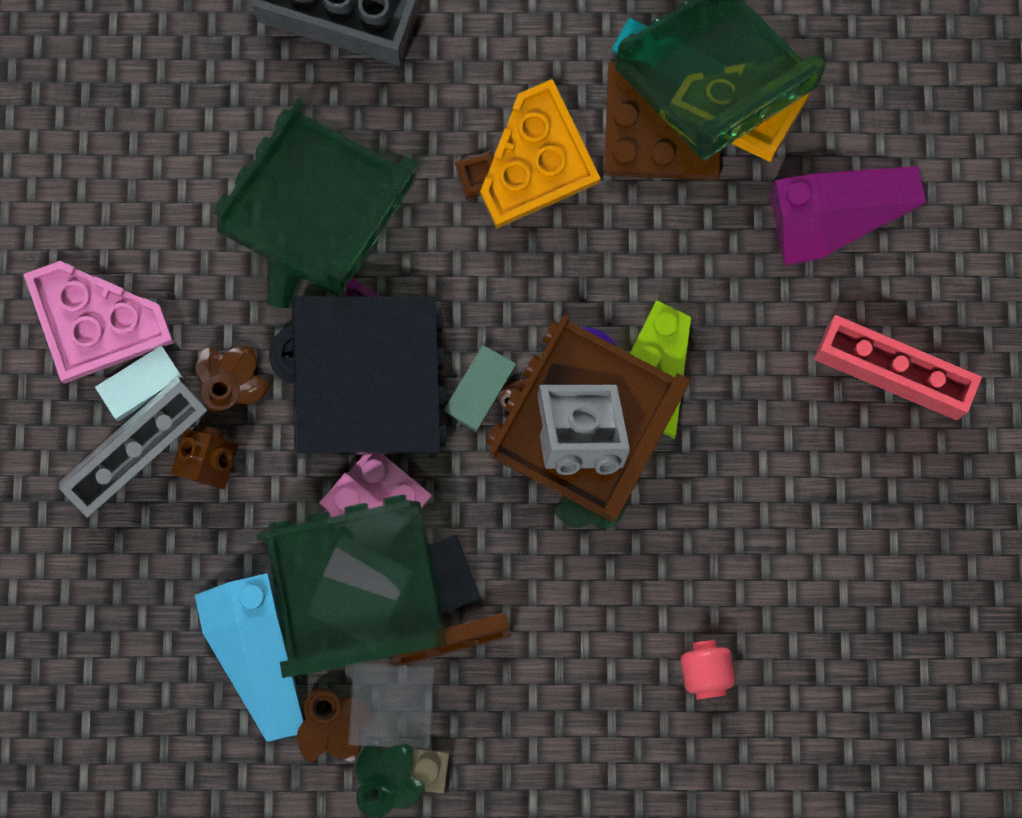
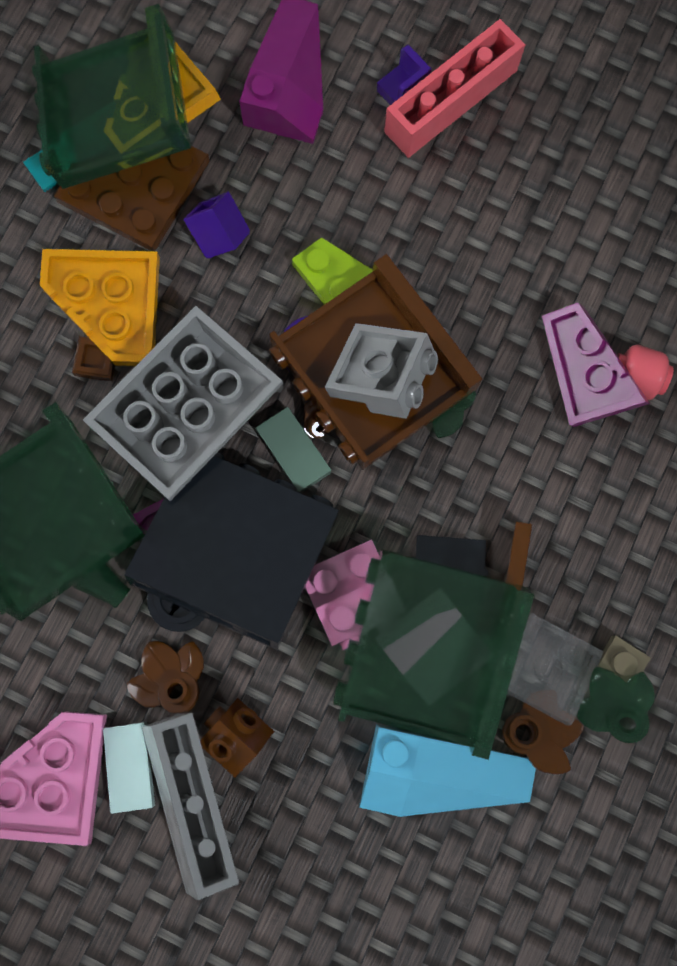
camera: 65 degrees left, 0 degrees up
(468, 270) = (183, 402): none -> light grey slope
(654, 218) = (217, 225): none -> dark purple panel
(685, 616) = (587, 368): none -> wing
(885, 317) = (404, 77): none -> dark purple panel

